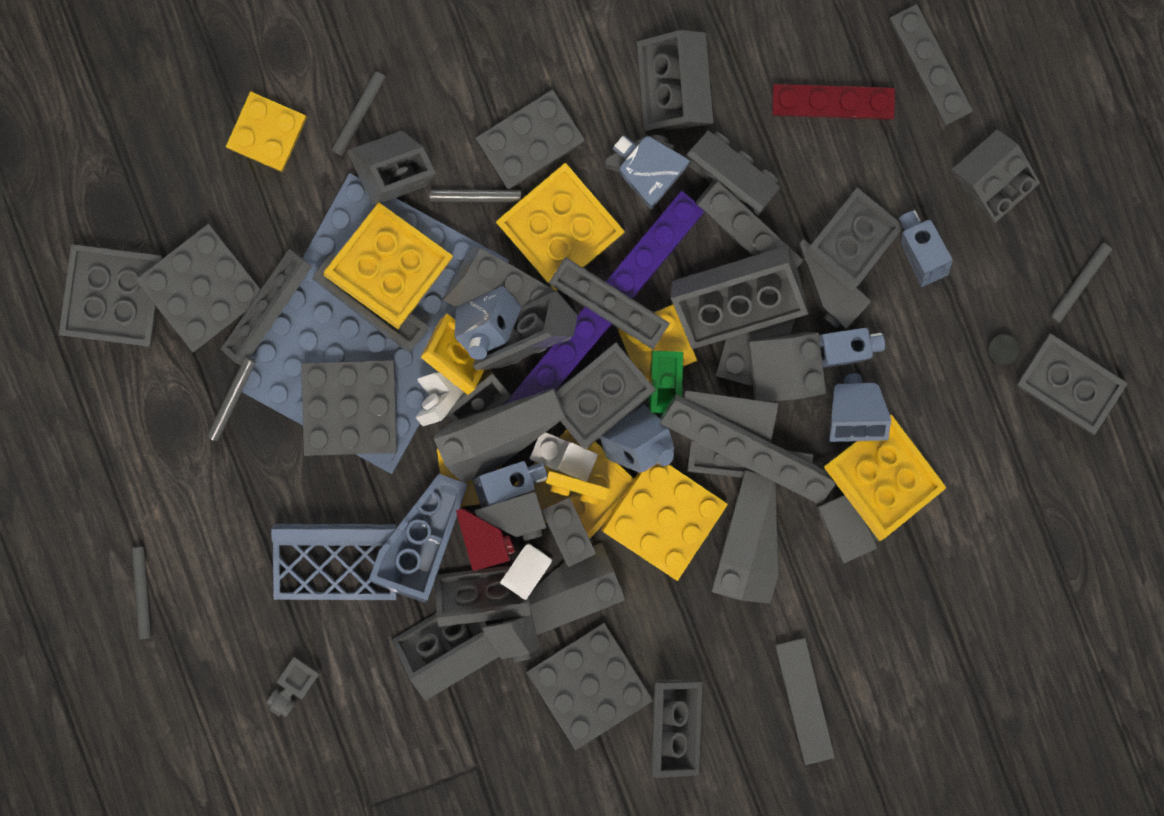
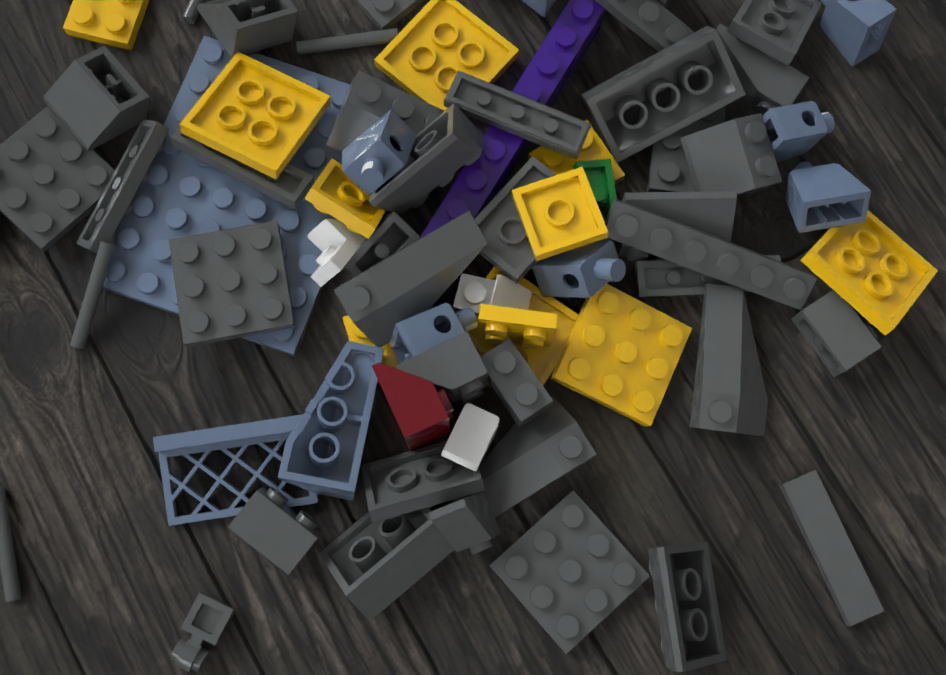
camera: 15 degrees left, 10 degrees down
(252, 226) = (97, 98): none -> dark grey slope
(361, 617) = (275, 528): none -> dark grey brick
(627, 402) = (559, 213): none -> yellow plate

